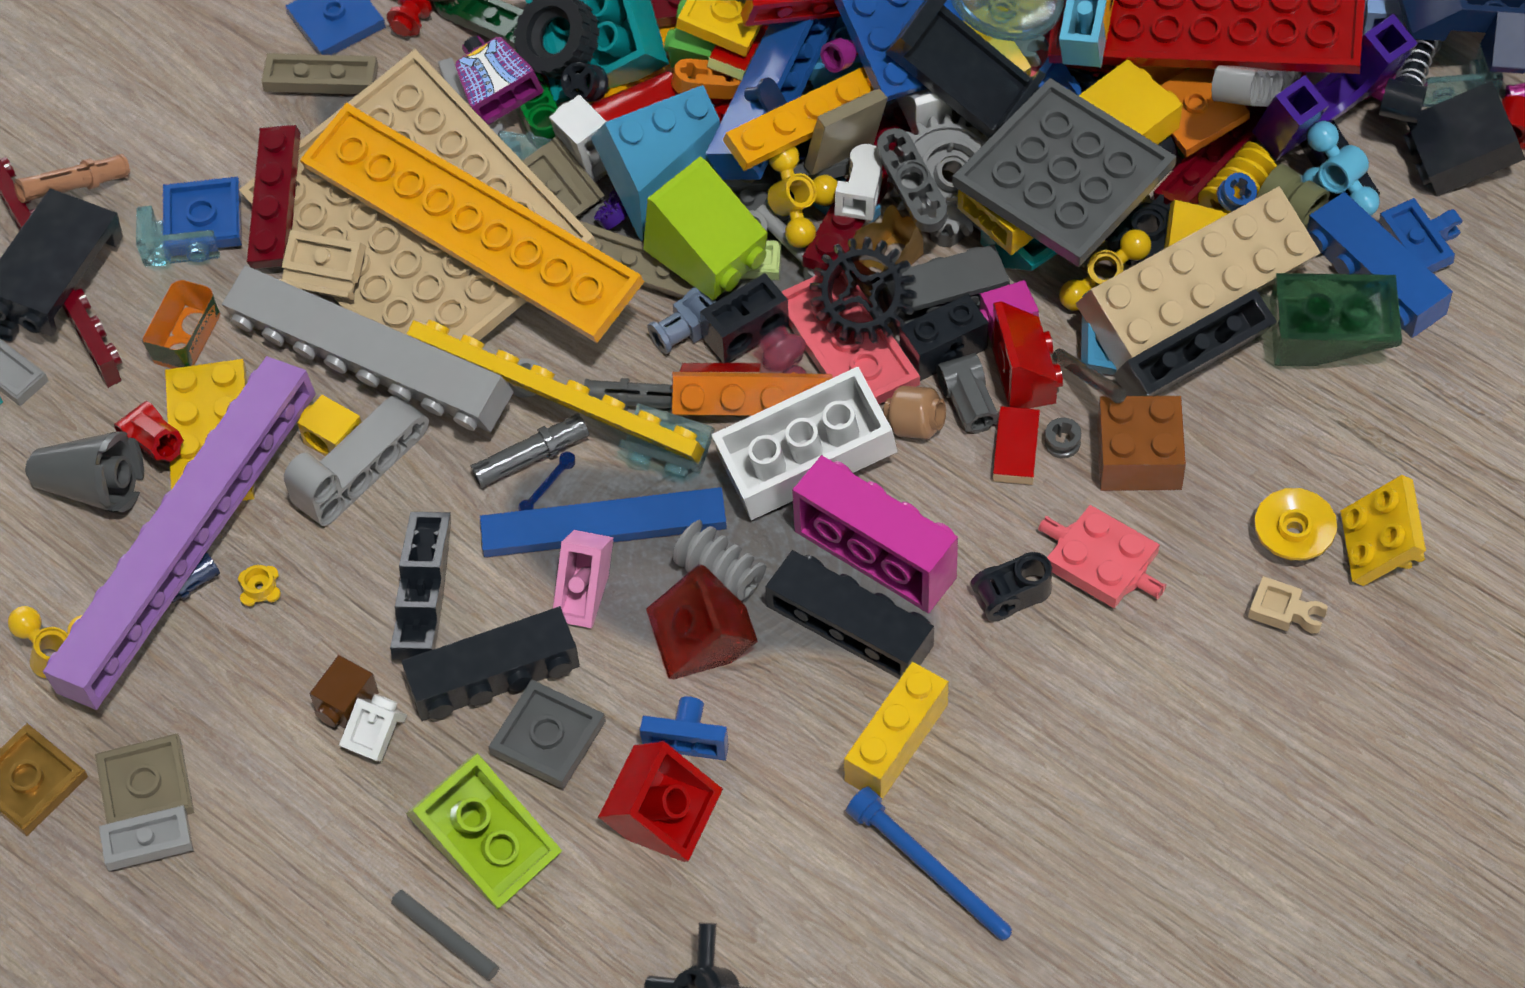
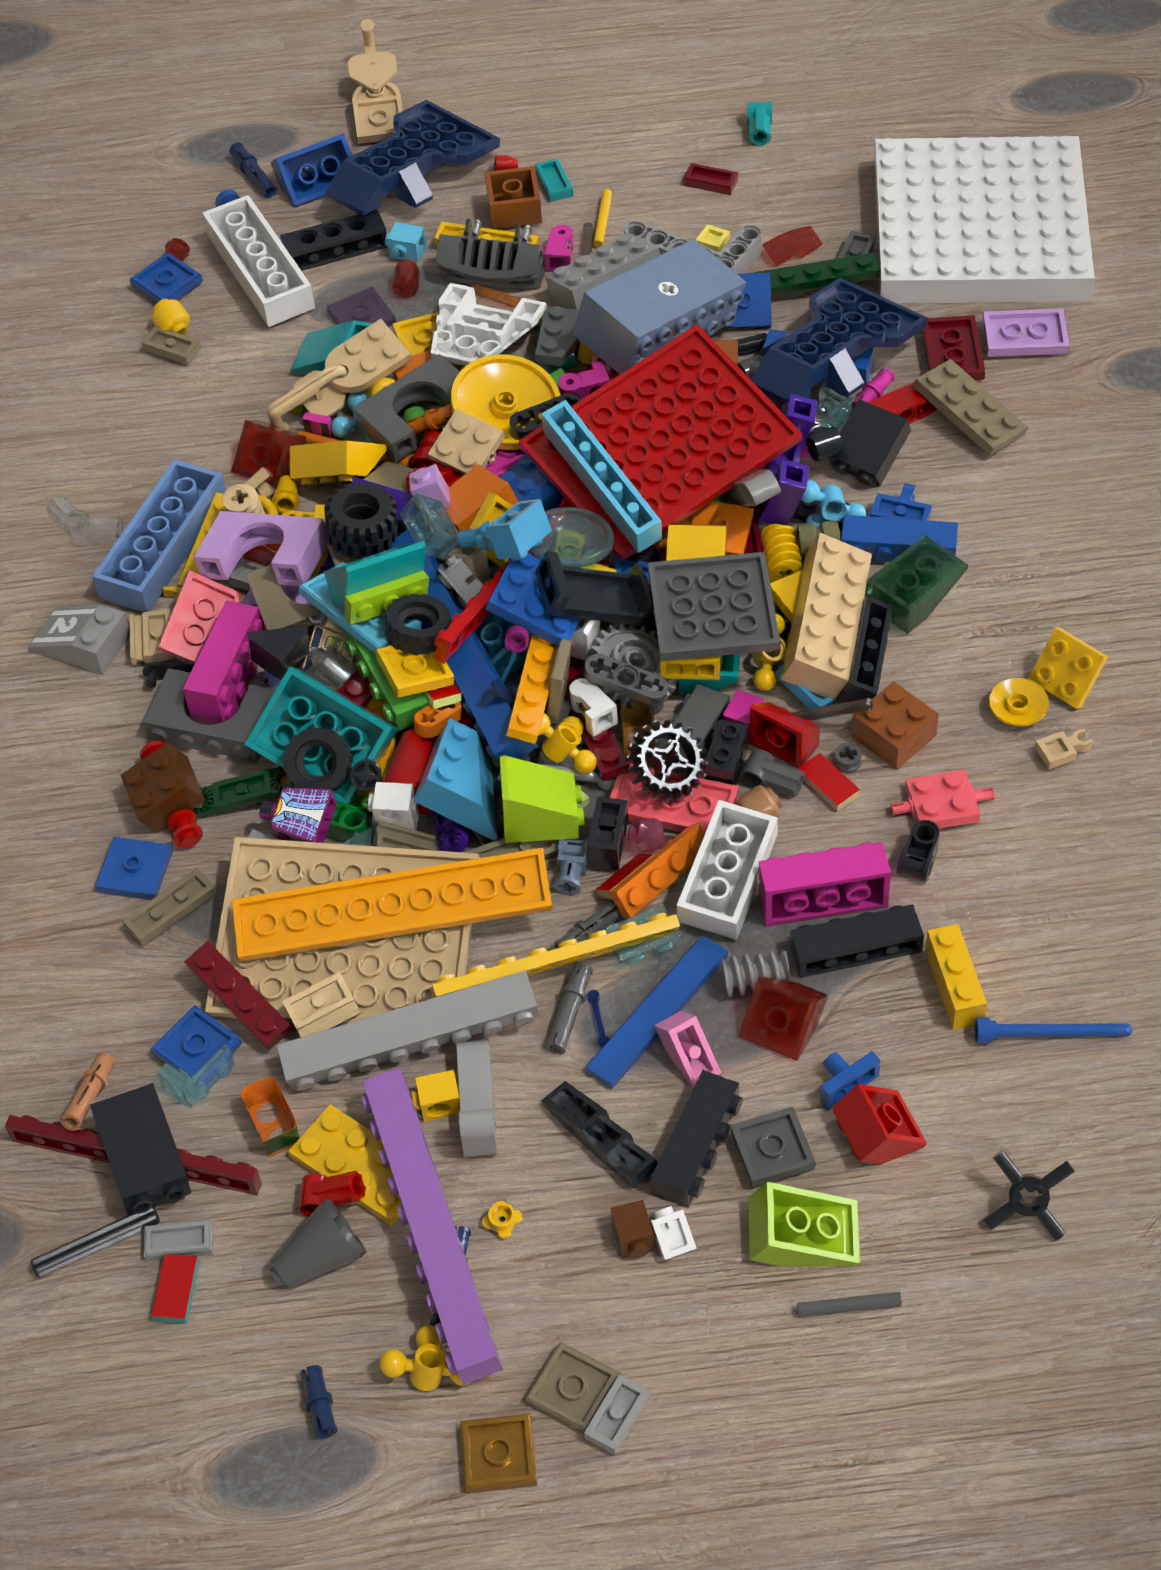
camera: 45 degrees left, 5 degrees down
(1247, 191) = (796, 555): blue bush -> none

